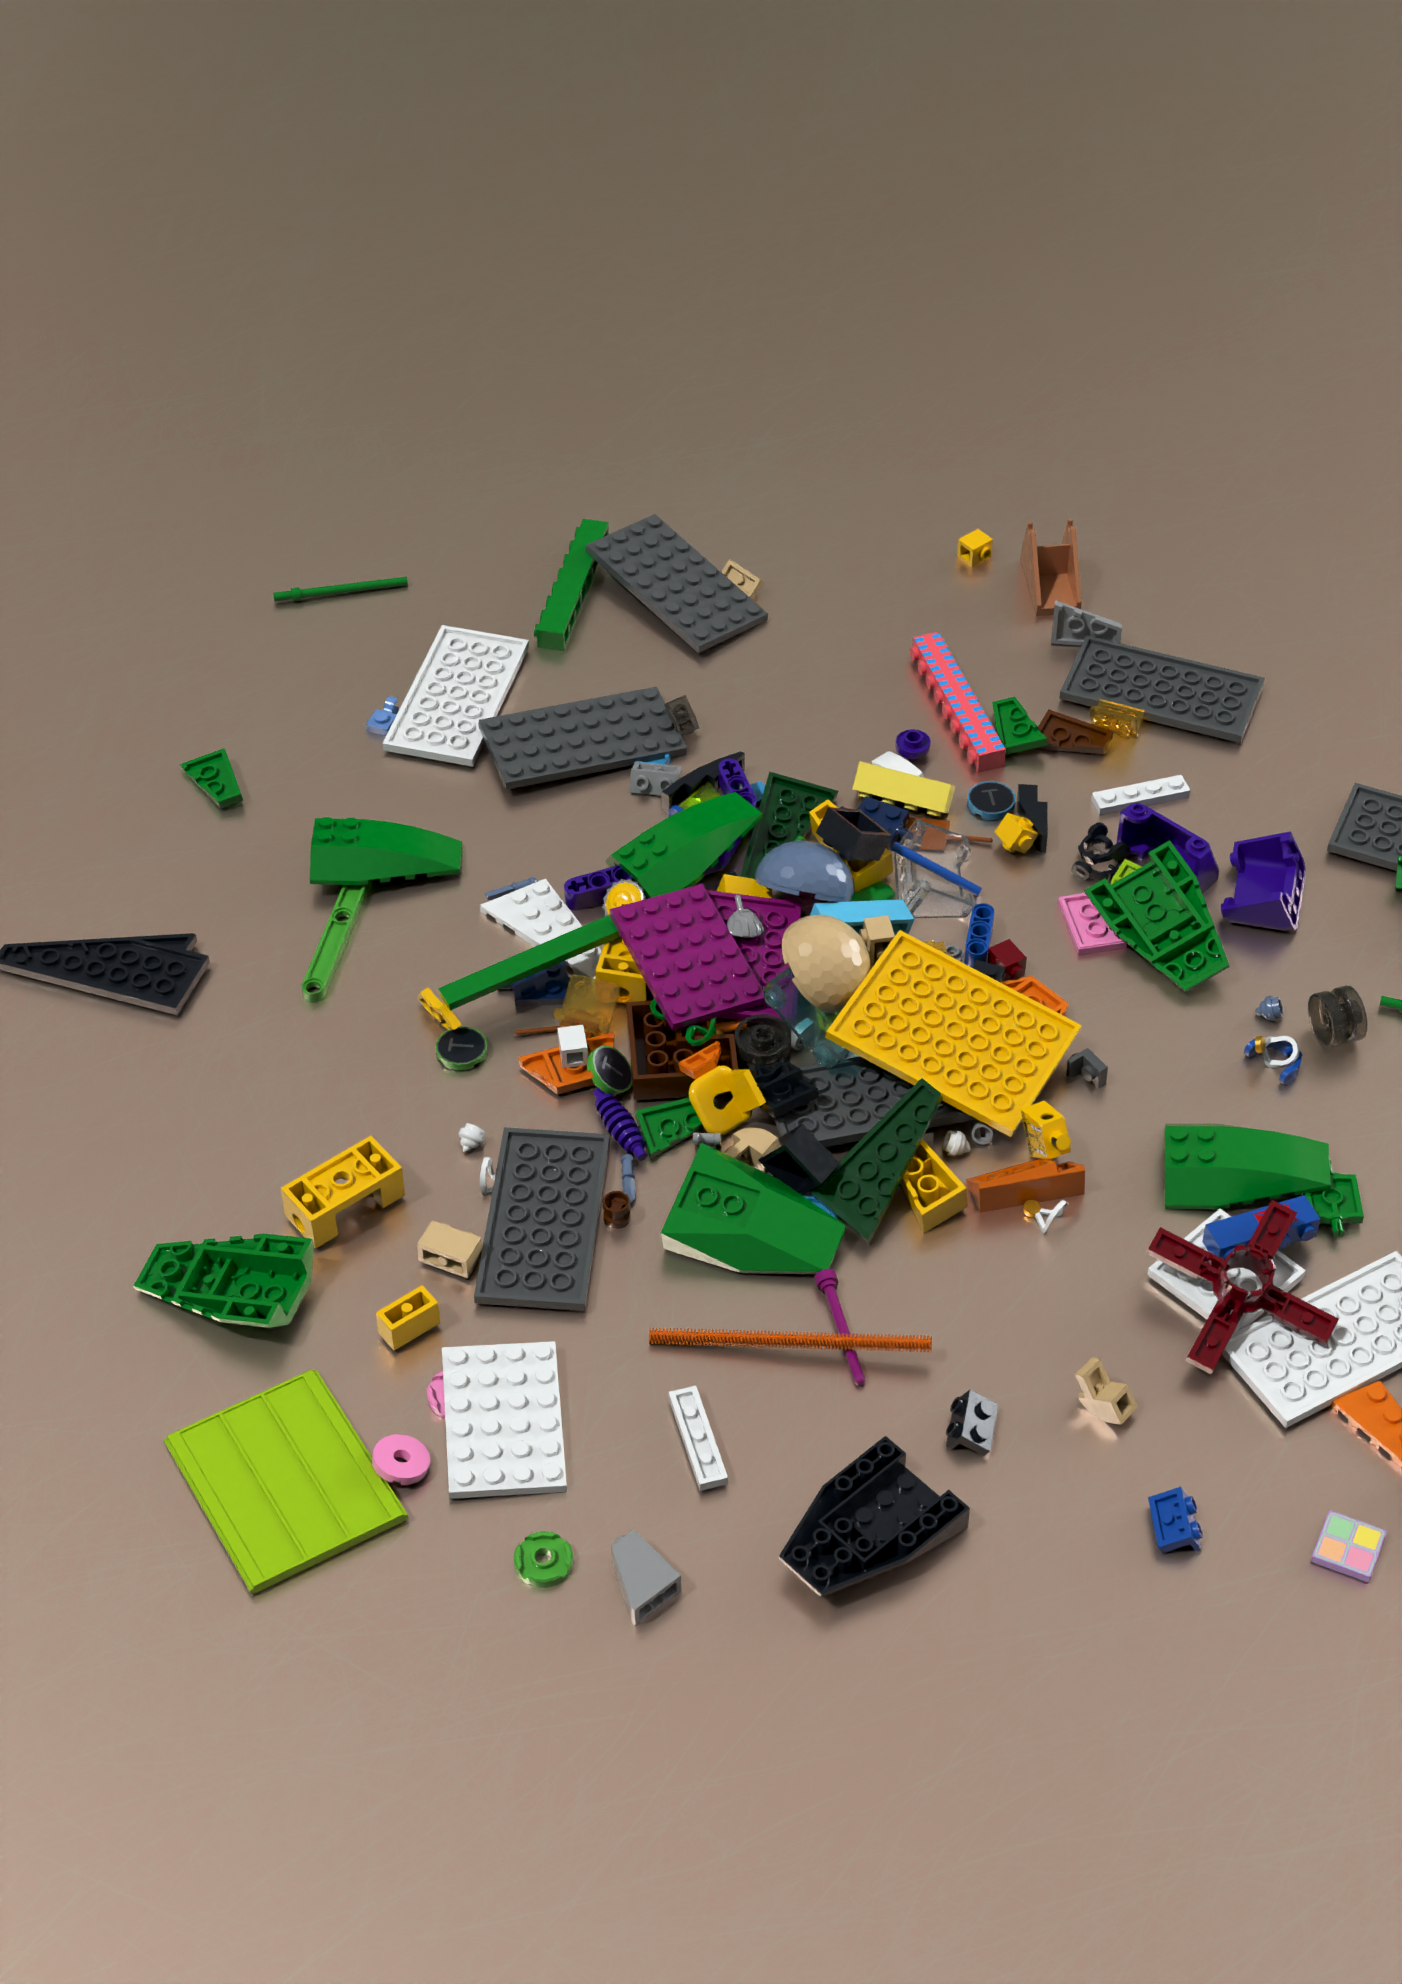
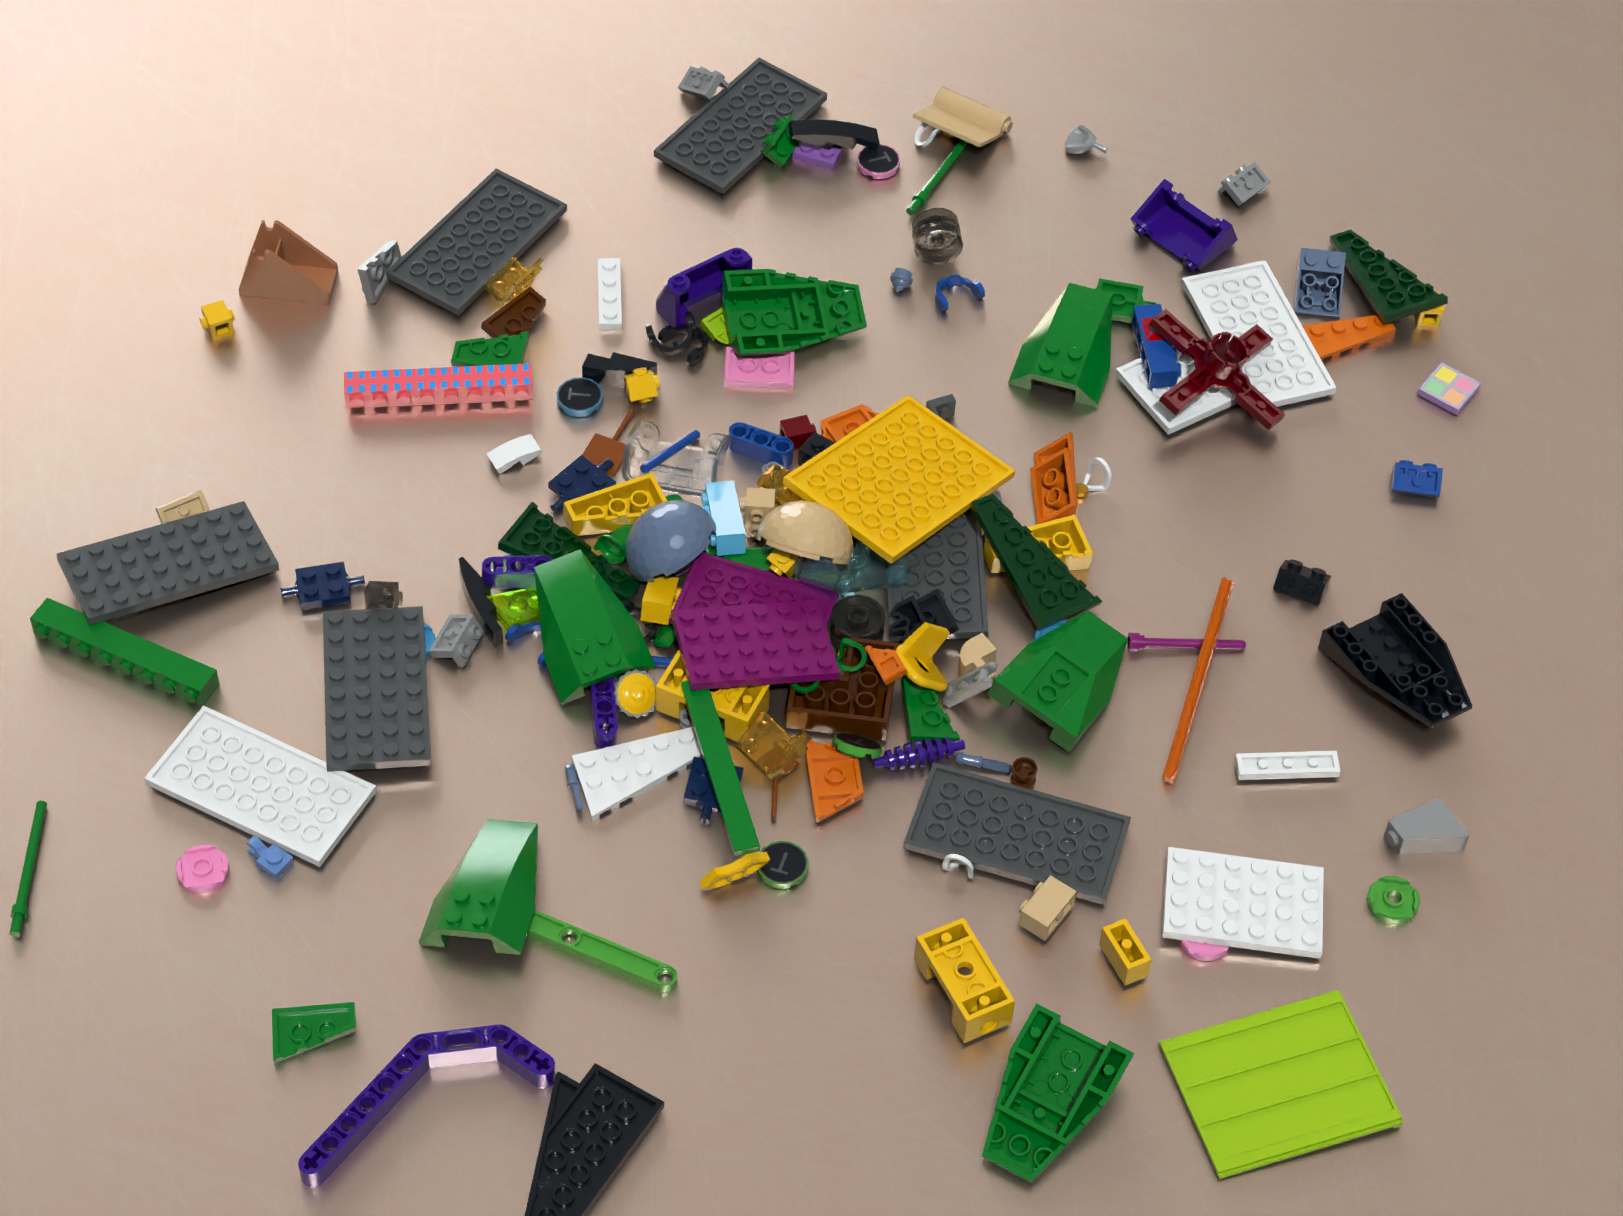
camera: 80 degrees left, 5 degrees up
(167, 838) = (536, 1068): none -> dark purple beam
(364, 684) = (202, 869): none -> bright pink tile
(405, 1447) = (1278, 974): bright pink tile -> none
(471, 1137) = (905, 873): white plate -> none
(572, 1046) = (824, 764): white brick -> none
(691, 680) = (322, 585): none -> dark blue plate
(744, 922) = (722, 593): light grey piece -> none
(799, 1160) = (1016, 621): black piece -> none
(853, 834) = (642, 484): black piece -> none
(903, 787) = (551, 450): light yellow brick -> none
(913, 744) = (488, 431): dark purple plate -> none
(1045, 1136) = (1023, 448): yellow torso -> none
(1102, 1397) = (1294, 489): tan brick -> none
(1260, 1046) = (951, 290): white piece -> none
(1267, 883) = (766, 240): dark purple windscreen -> none

